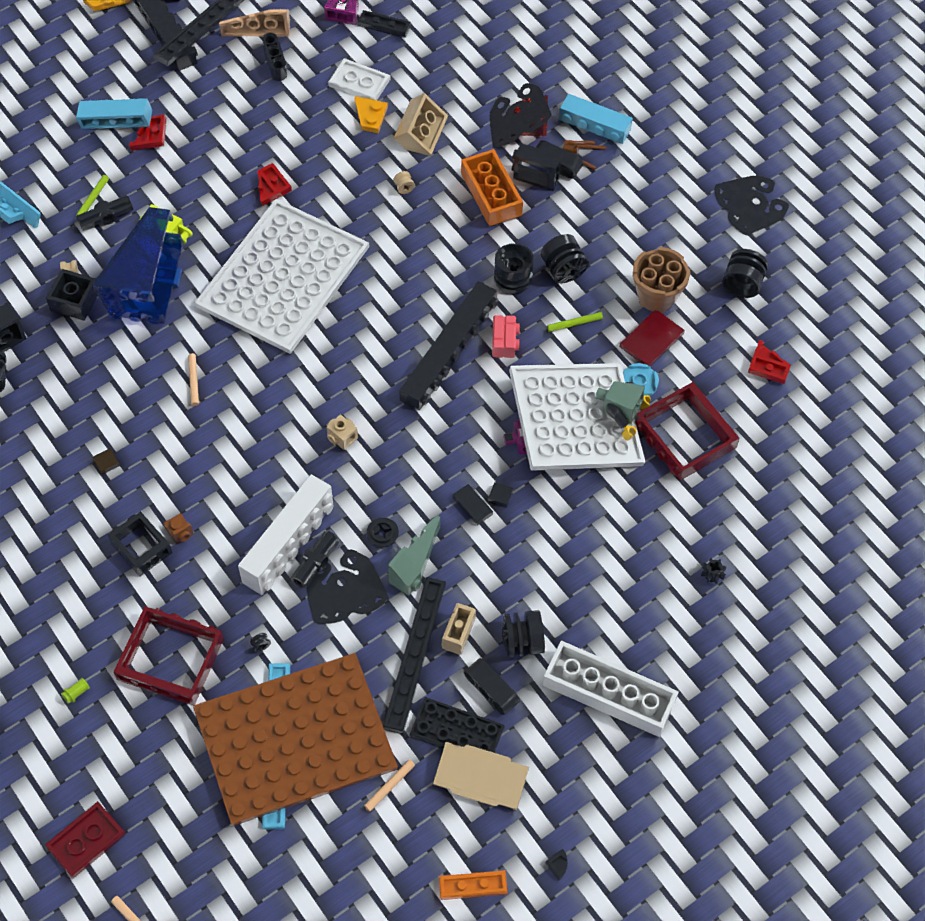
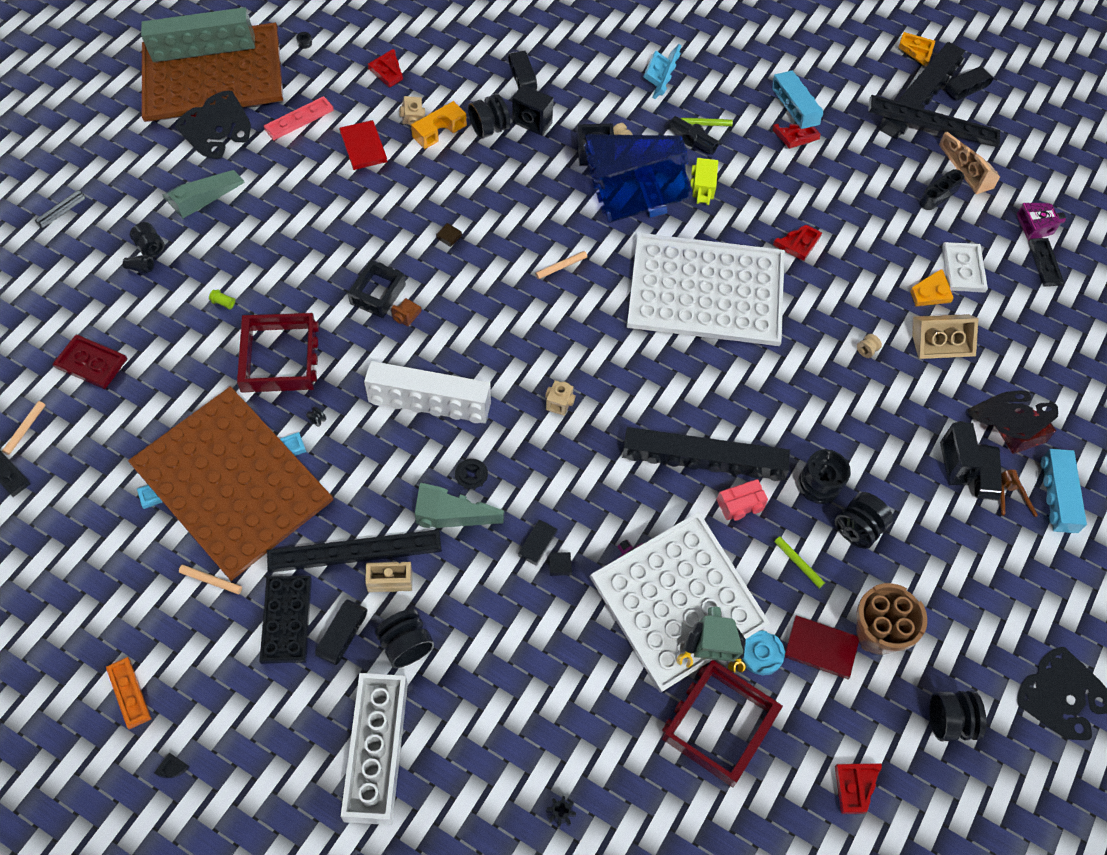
camera: 65 degrees right, 0 degrees up
(315, 559) = (417, 427): black piece -> none
(348, 598) = (393, 472): black piece -> none
(481, 775) = (239, 657): tan piece -> none
(491, 187) = (910, 422): orange brick -> none

